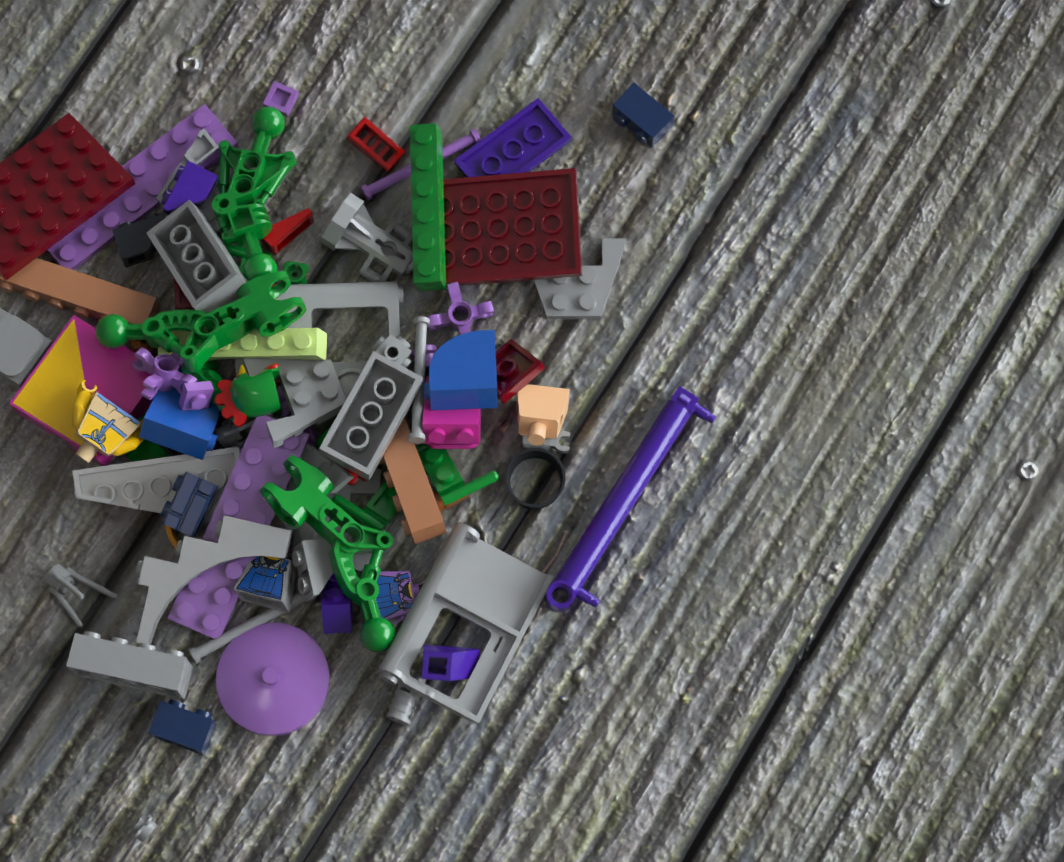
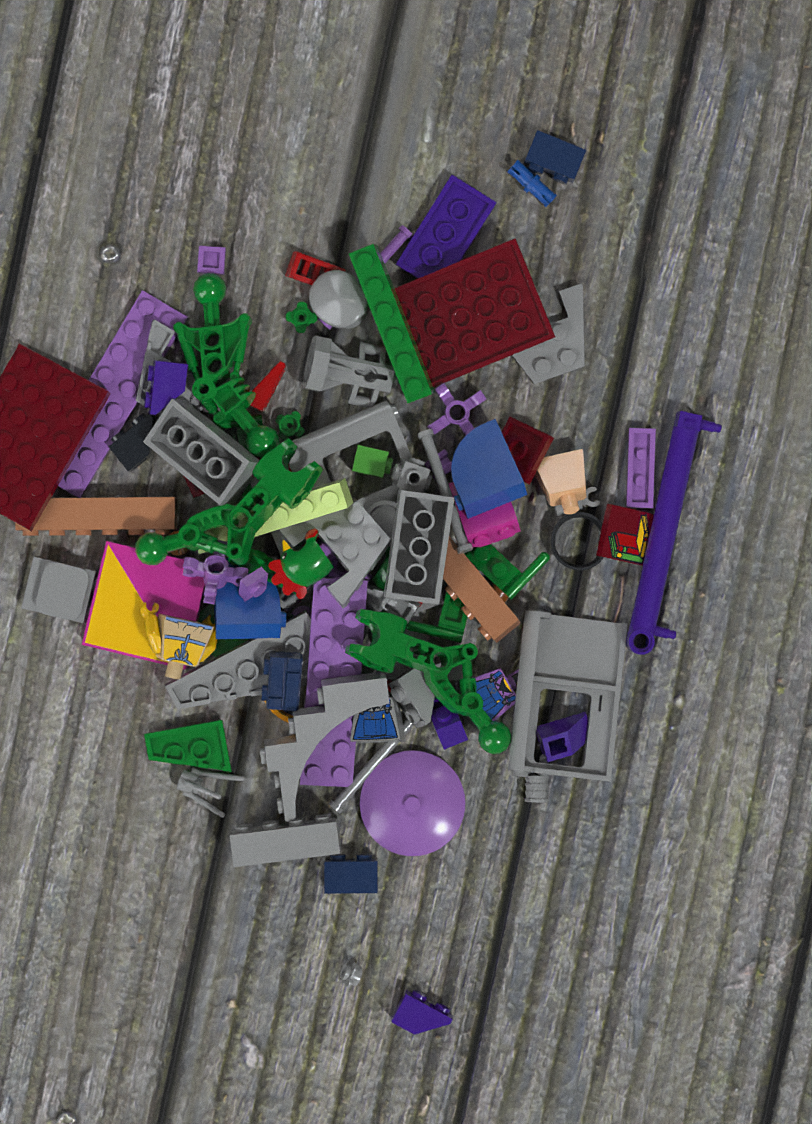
camera: 20 degrees left, 15 degrees up
(76, 543) = (191, 745): none -> green wing
(345, 187) = (301, 325): none -> green plate
(359, 333) = (372, 462): none -> bright green brick
(386, 174) = (338, 299): none -> light grey piece
(581, 486) = (624, 534): none -> tile
(612, 132) = (531, 183): none -> blue pin
(621, 430) = (640, 468): none -> medium lavender plate

